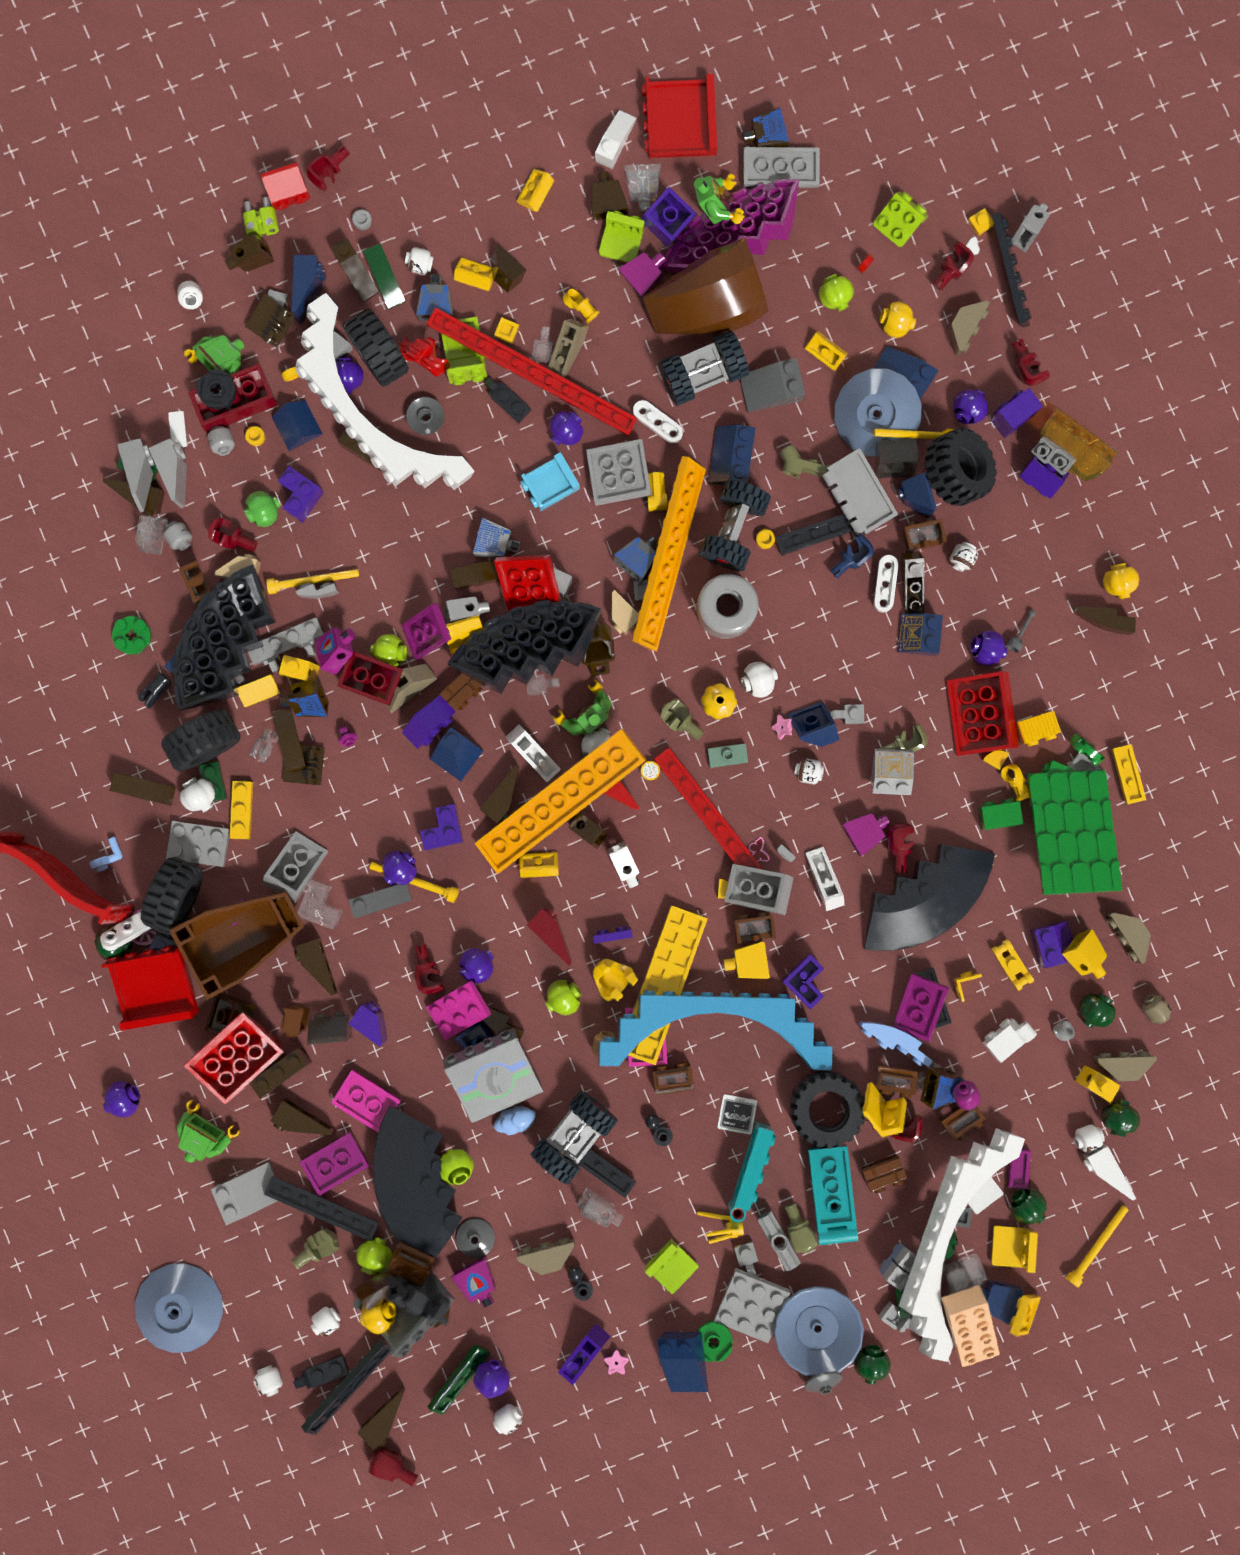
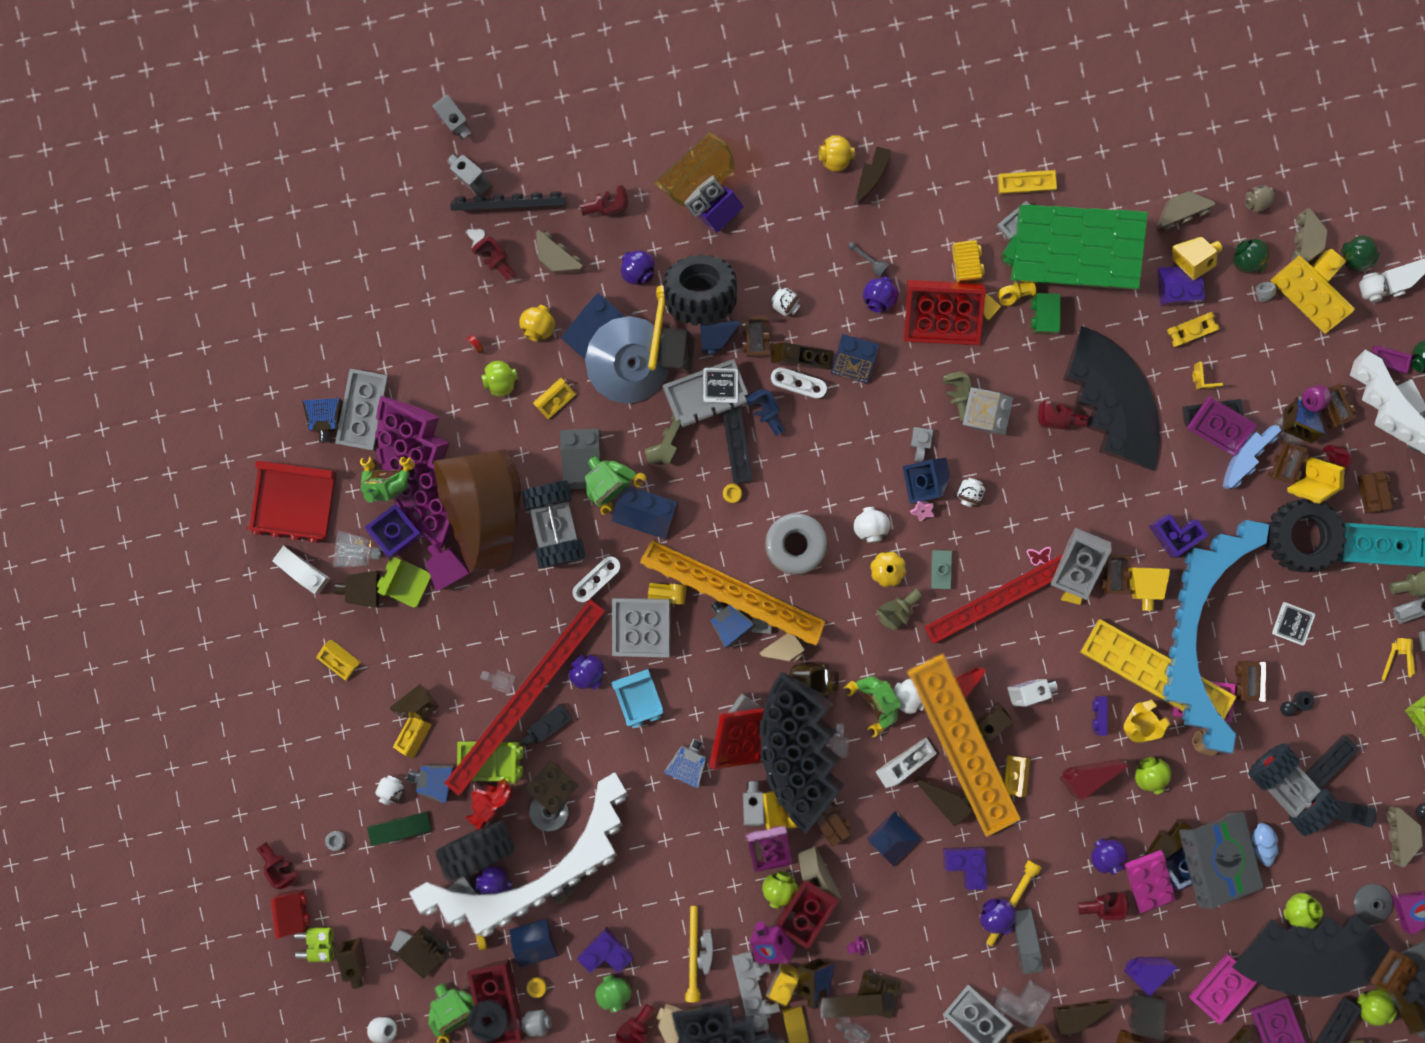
camera: 80 degrees left, 0 degrees up
(307, 283) = (394, 909): dark blue slope -> none
(354, 270) = (386, 857): dark brown slope -> none
(427, 722) = (862, 865): dark purple brick -> none
(449, 414) = (551, 787): none -> dark brown hinge
(474, 575) = (718, 790): dark brown slope -> none
(506, 330) = (476, 714): yellow plate -> none
(560, 1202) = (1357, 814): none -> black bracket
(567, 346) = (505, 656): dark tan slope -> none
(580, 304) = (464, 635): yellow connector -> none
(598, 1209) = (1366, 777): clear torso -> none
(650, 770) = (943, 647): tile -> none
(742, 499) = (693, 507): black plate -> none
(751, 1171) = (1355, 621): teal hinge -> none
(754, 411) = (608, 481): none -> bright green torso
(786, 854) = (1048, 530): light grey tile -> none
(825, 879) = (1079, 496): white slope -> none
(865, 832) = (1040, 448): magenta torso -> none
(869, 505) = (720, 385): none -> sticker
(900, 218) = (436, 300): lime bracket -> none
(981, 222) = (453, 222): yellow plate -> none
(1008, 1038) = (1265, 346): white hinge -> none
(1016, 412) = (654, 224): dark purple brick -> none
(1070, 1076) = (1312, 294): none -> yellow plate
(1087, 749) = (995, 219): green plate -> none
(1088, 195) = (446, 111): none -> light grey torso

